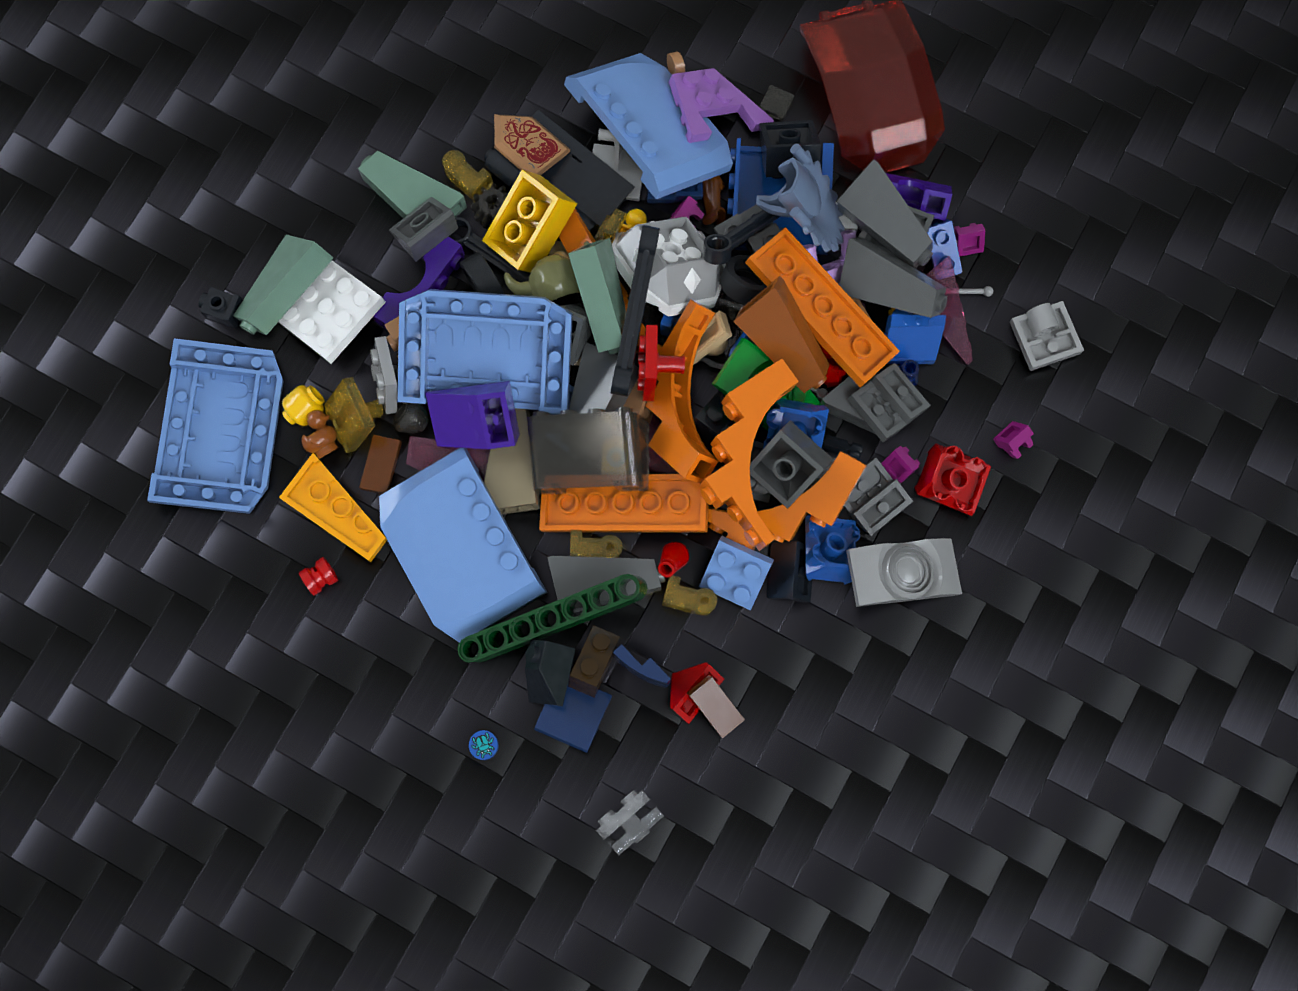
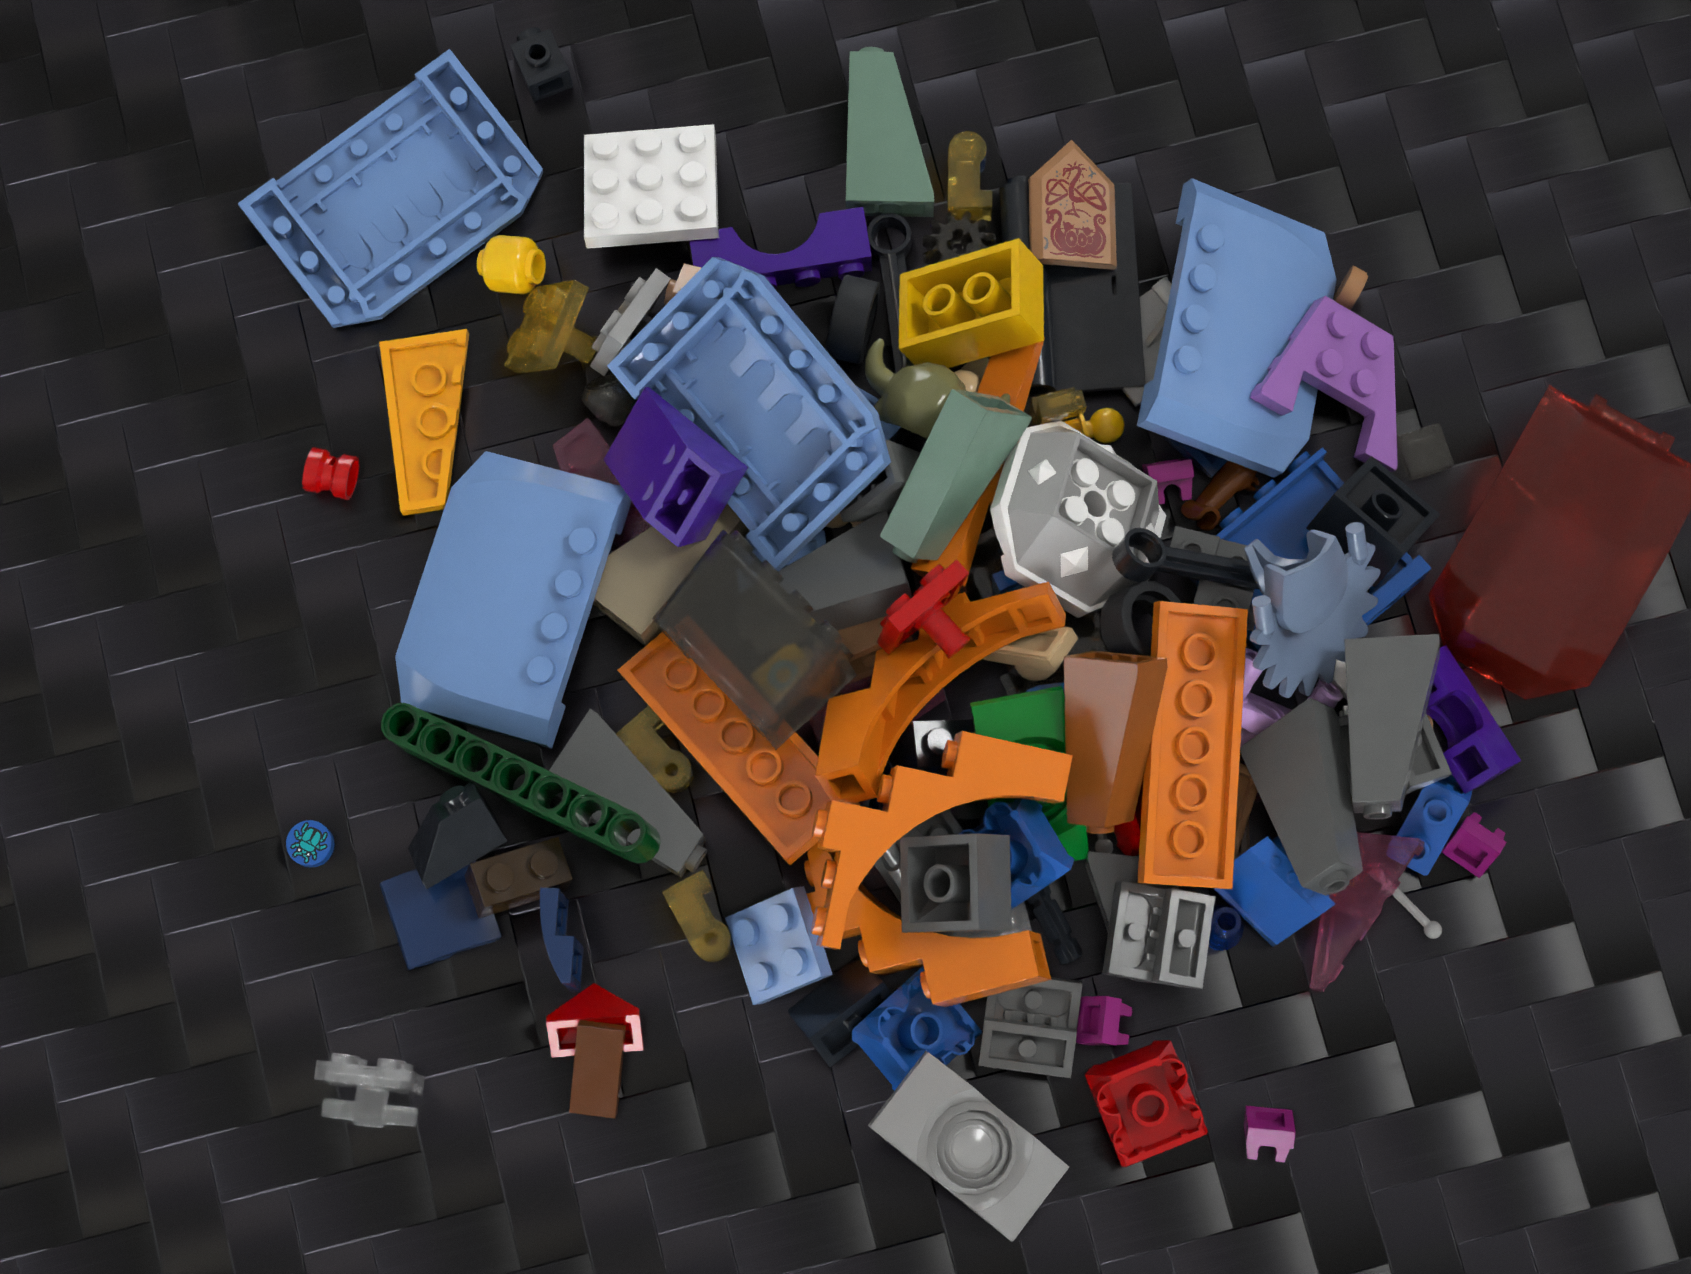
camera: 50 degrees right, 0 degrees up
(281, 283) = (628, 102): sand green slope -> none
(322, 440) = (492, 325): dark orange animal -> none
(380, 464) = (526, 417): reddish brown tile -> none
(424, 228) = (846, 195): dark grey slope -> none
(635, 310) = (1048, 475): black piece -> none
(673, 558) = (726, 856): red cone -> none
(1046, 335) = (1442, 1053): light grey plate -> none

